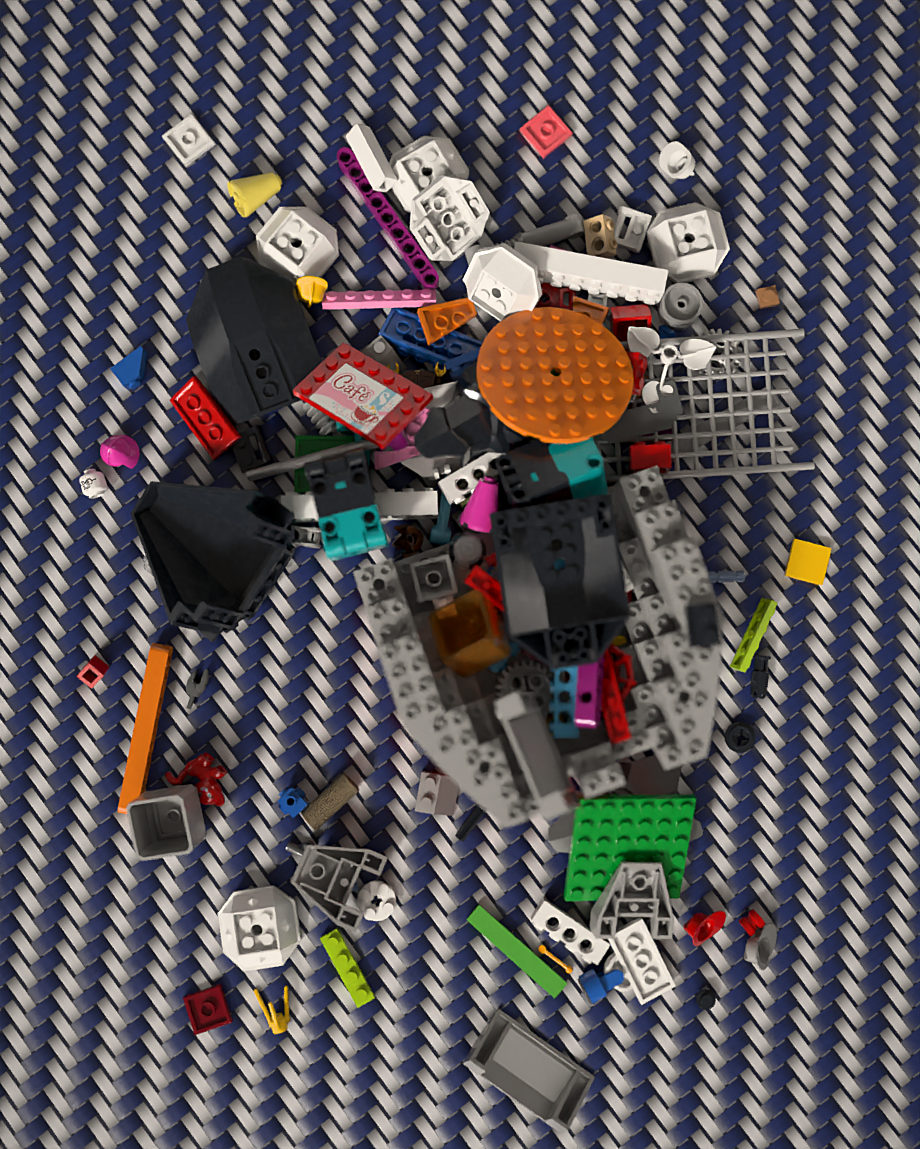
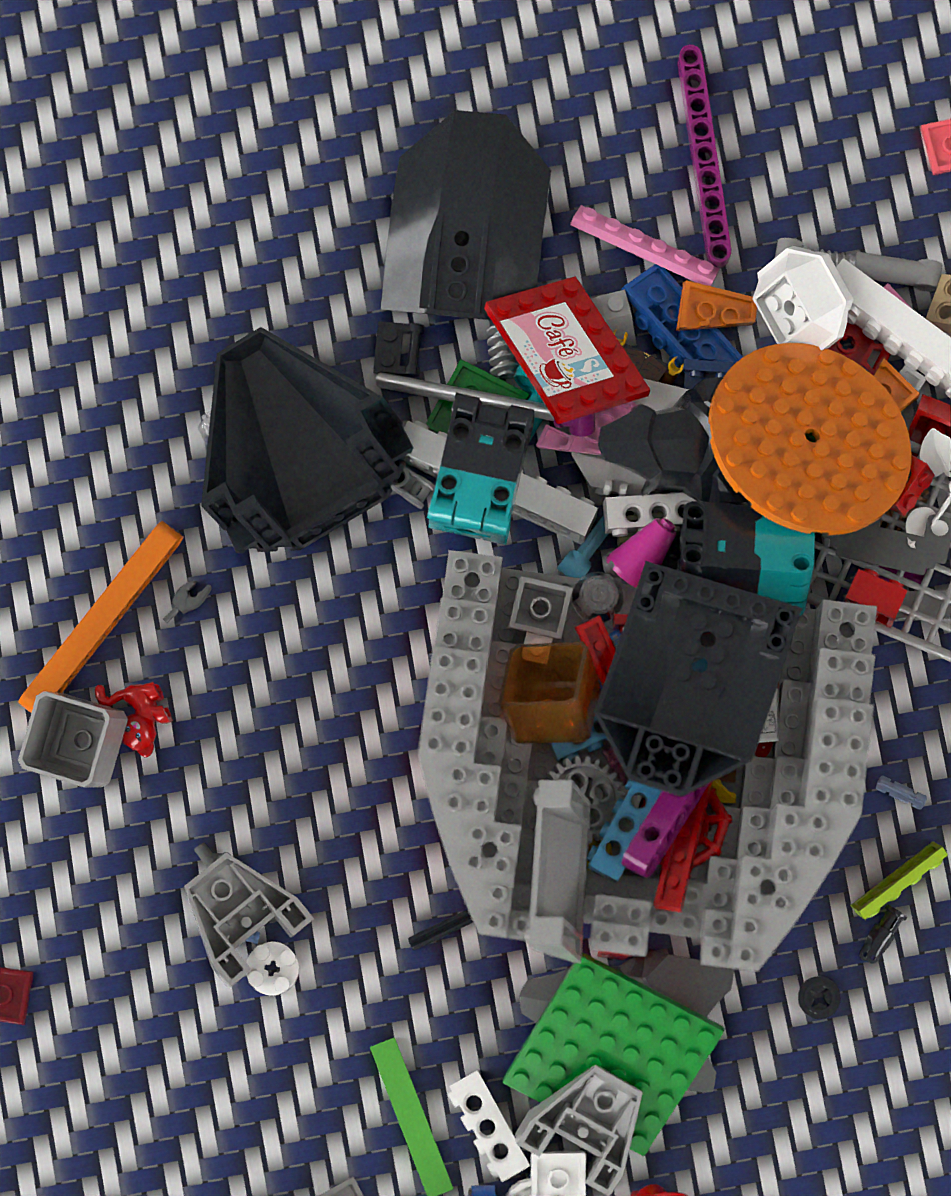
camera: 30 degrees right, 5 degrees down
(93, 483) = (189, 296): white head -> none
(93, 671) = (75, 518): red brick -> none
(120, 451) = (240, 273): dark pink helmet -> none
(131, 368) = (304, 183): blue slope -> none
(205, 418) = (362, 284): red tile -> none
(253, 191) = (558, 45): light yellow cone -> none
(277, 917) = (142, 932): white piece -> none
(277, 1020) = (79, 1052): yellow plant -> none
(291, 225) = (582, 159): white piece -> none
(299, 804) = (240, 801): blue brick -> none
(311, 289) = (568, 194): yellow piece -> none
(334, 798) = (286, 815): dark tan piece -> none
(347, 967) = (195, 1031): lime plate -> none
(371, 158) = (720, 74): white brick -> none
(408, 539) = (535, 552): reddish brown piece -> none
(423, 155) = (776, 152): white piece -> none
(436, 794) = (412, 875): light grey slope -> none
(464, 220) = (793, 206): white piece -> none
(542, 949) = (464, 1173): light orange hinge -> none
(702, 625) = (830, 813): black plate -> none

